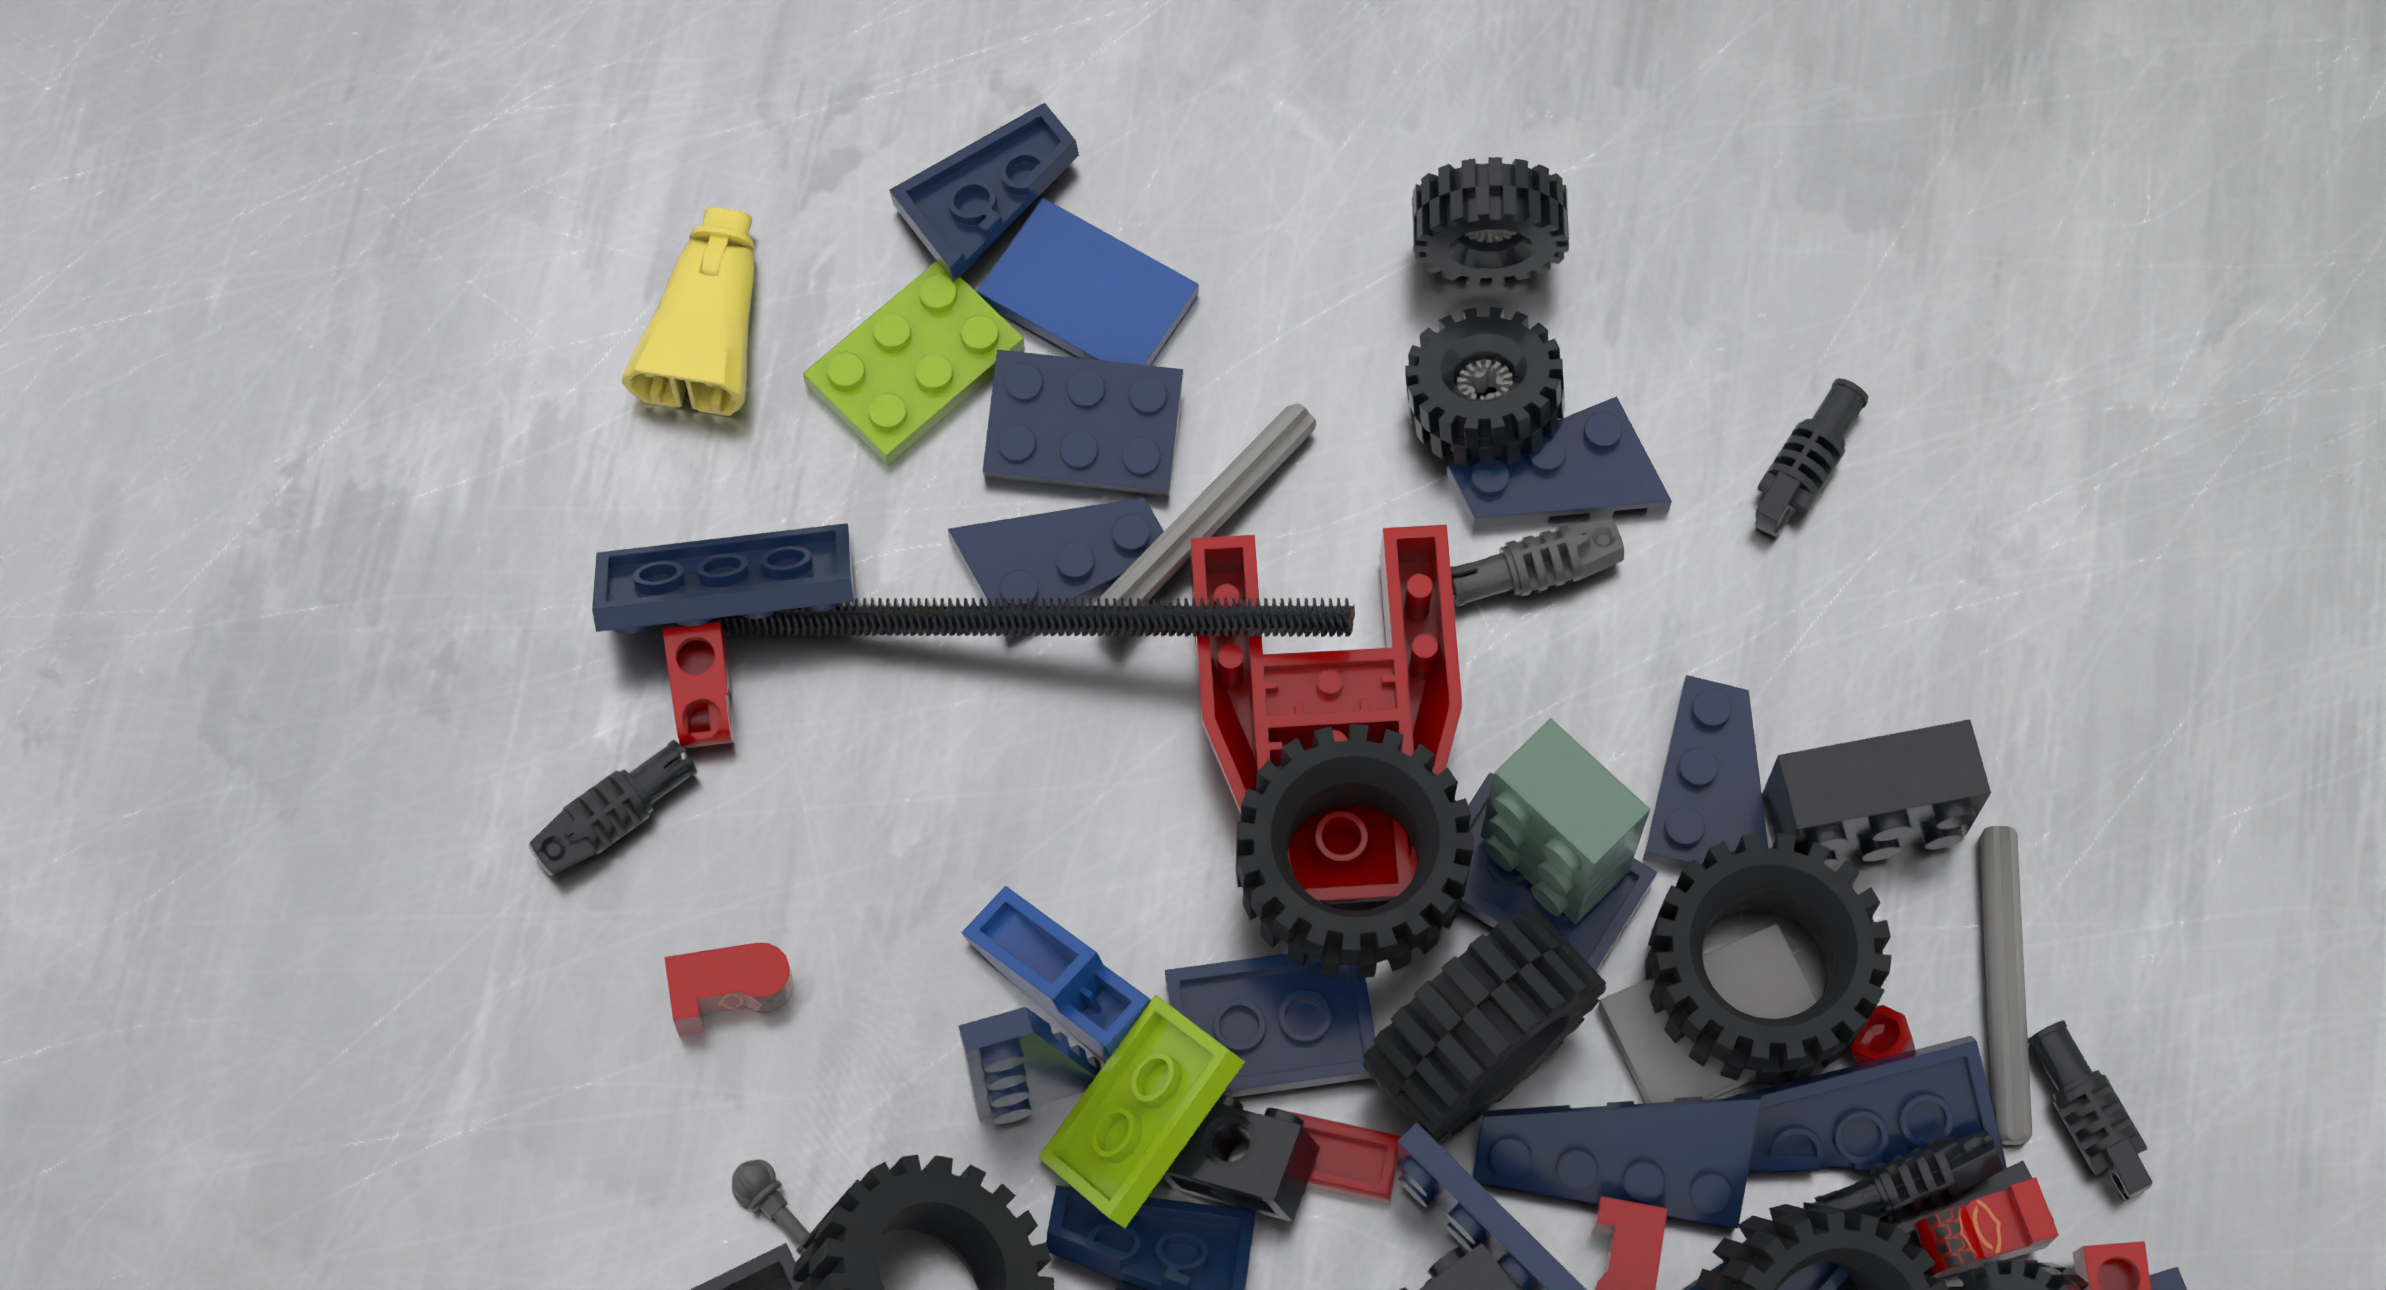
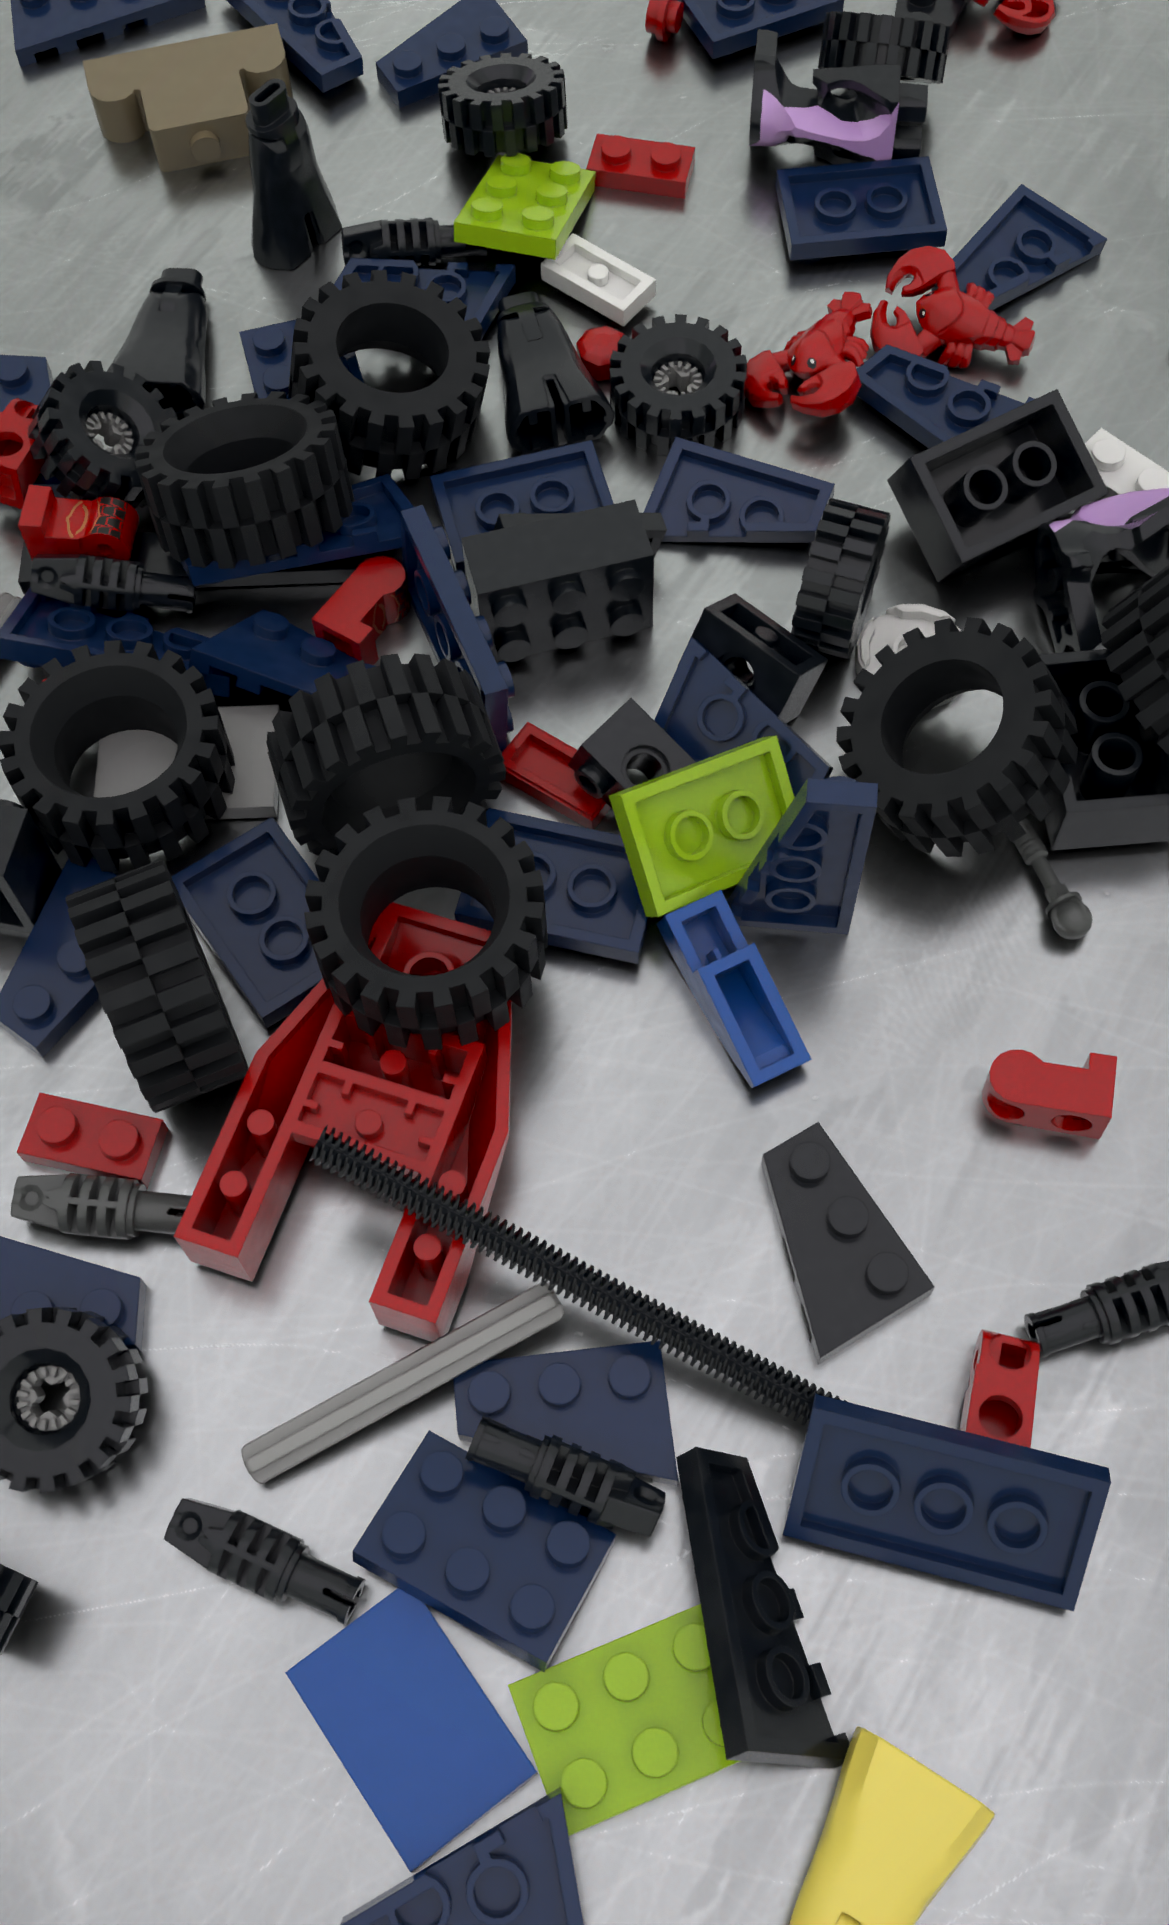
camera: 155 degrees left, 5 degrees down
(842, 429) = (758, 1665): none -> black wing
(881, 780) = (841, 1246): none -> black wing
(1034, 489) = (570, 1477): none -> black hinge
(1256, 351) = (260, 1558): none -> black hinge
(1562, 822) = (229, 875): sand green brick -> none
(1577, 677) = (156, 986): none -> black tyre
(1587, 621) = (92, 1139): none -> red plate

